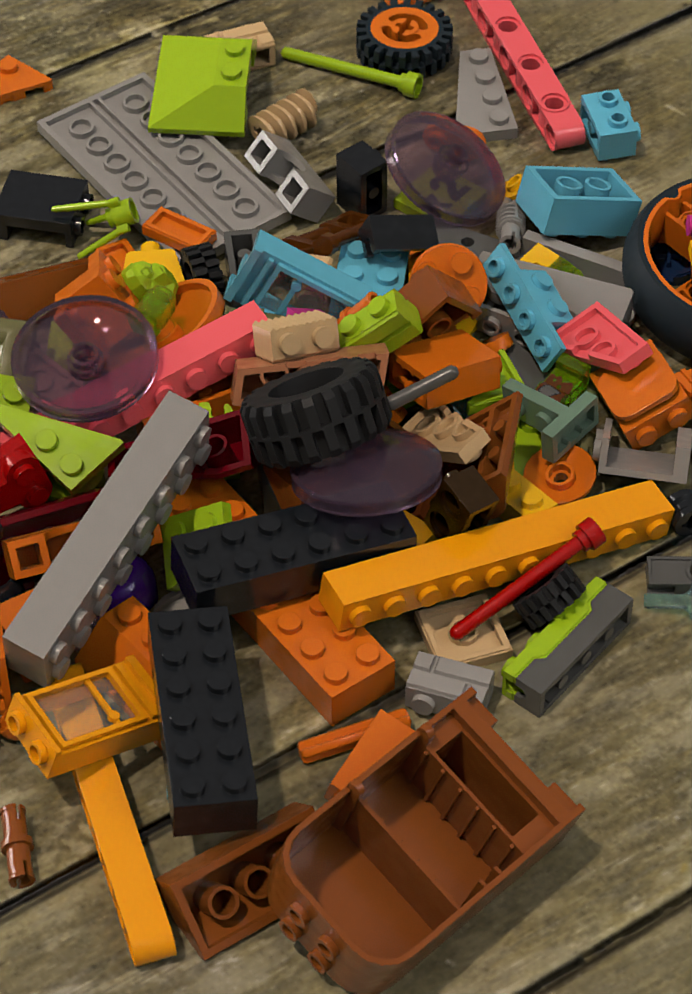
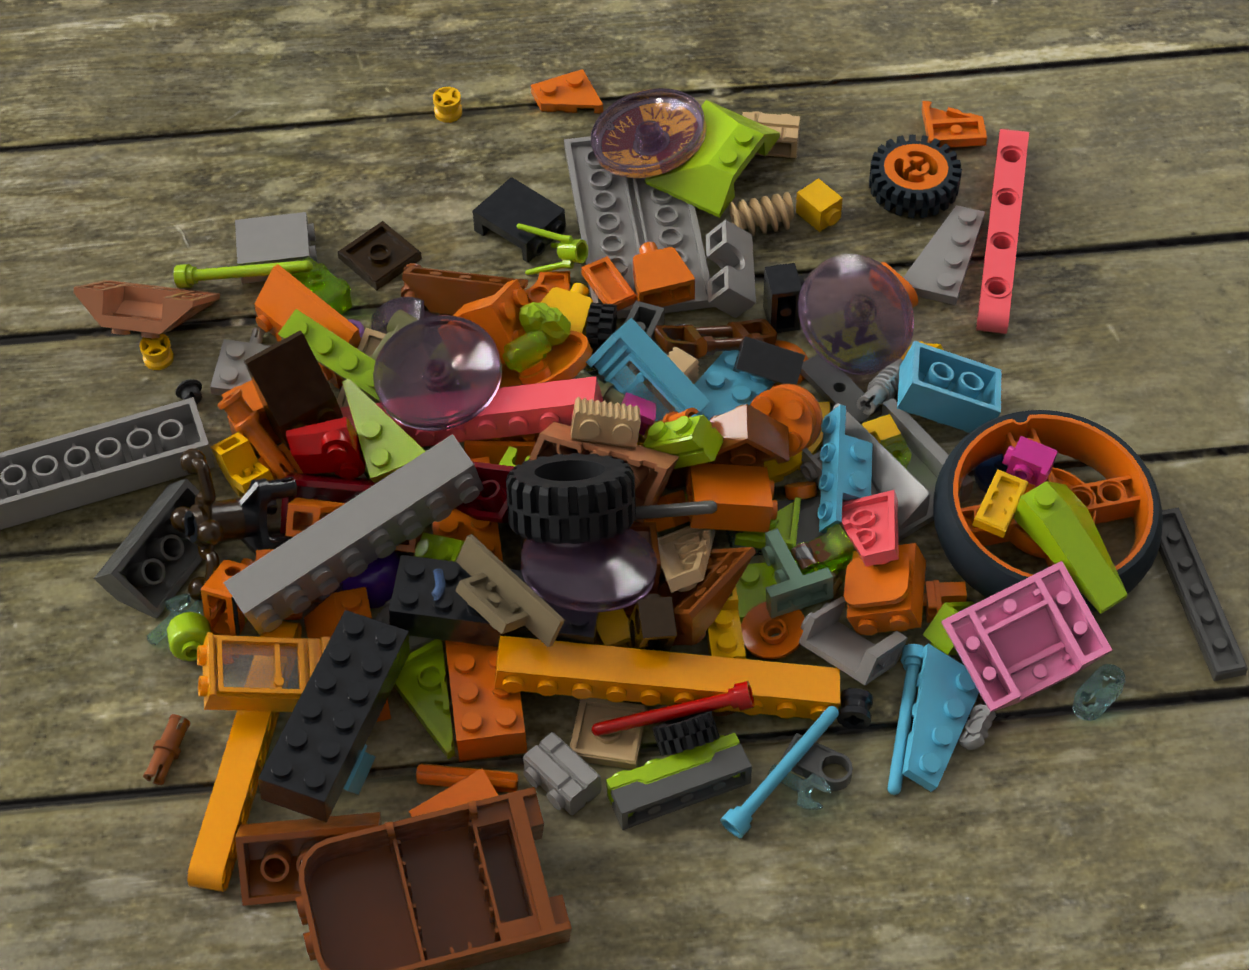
camera: 30 degrees right, 5 degrees up
(128, 81) = (648, 133): none -> dish
(230, 203) = (662, 276): none -> orange torso
(236, 547) = (439, 584): none -> medium blue leg
(268, 680) = (425, 691): none -> lime wing
(312, 526) = (503, 596): none -> dark tan bracket
(334, 93) = (819, 205): none -> yellow brick
(408, 83) = (891, 219): lime piece -> none
(609, 124) = (1033, 326): medium azure brick -> none
(648, 657) = (738, 819): none -> medium azure piece

